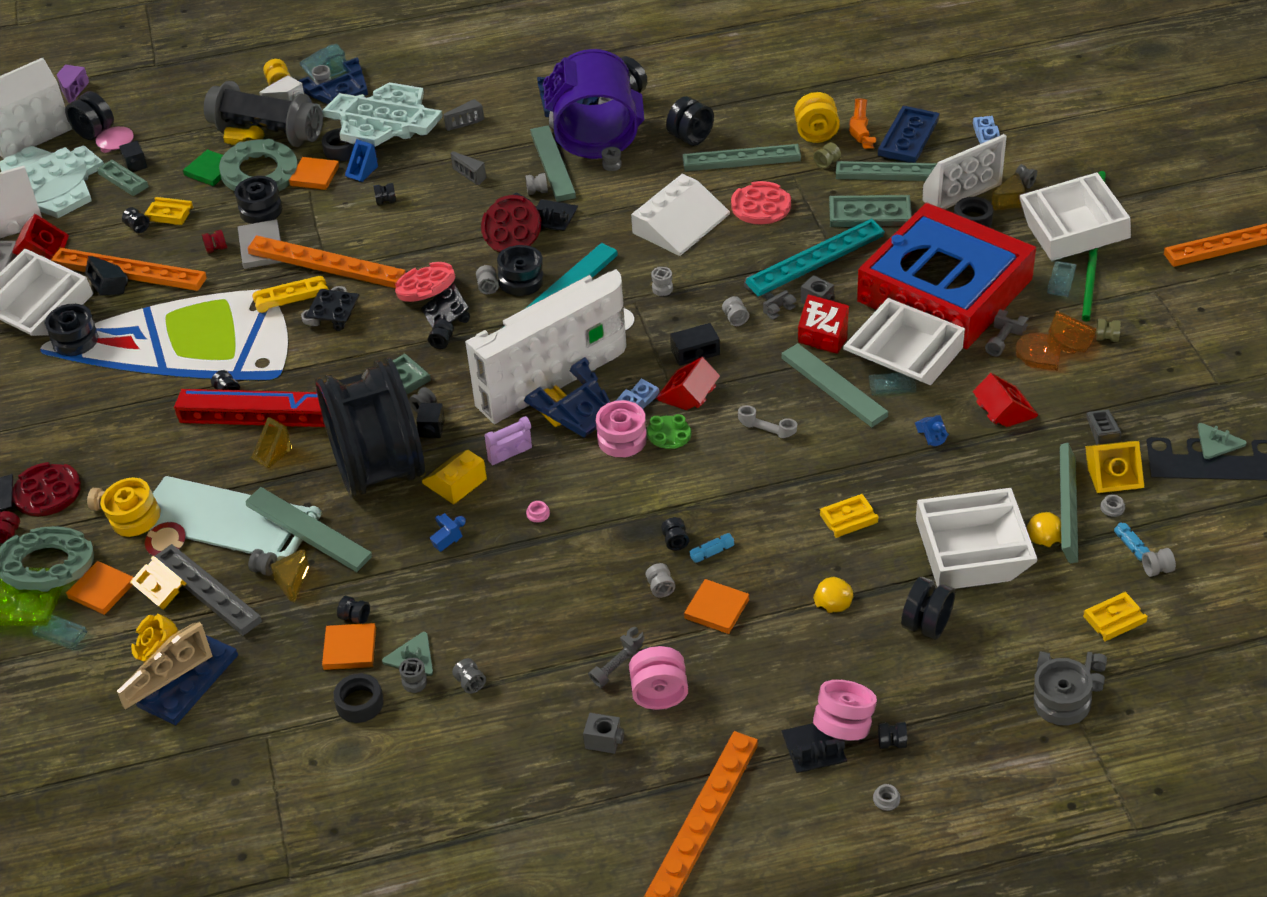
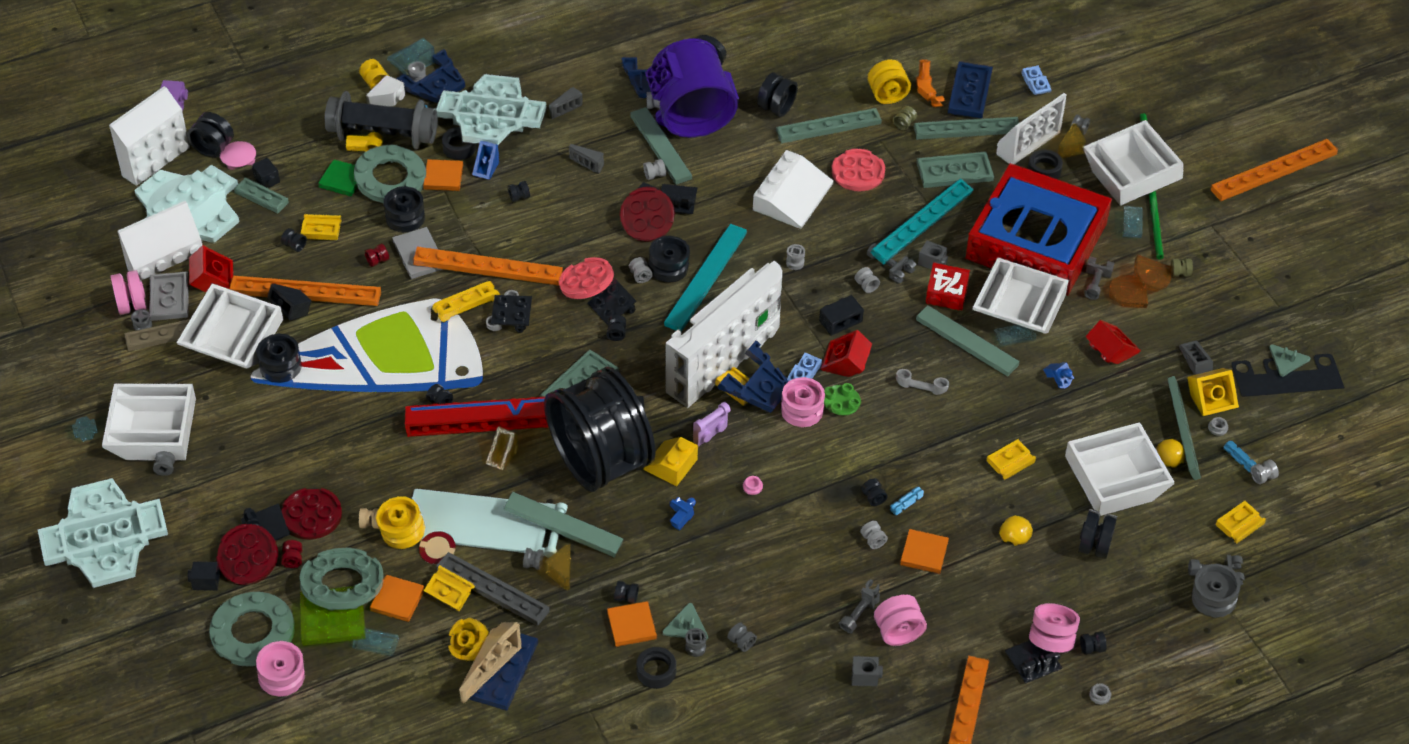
camera: 15 degrees left, 5 degrees up
(611, 159) = (714, 137): dark grey wheel -> none

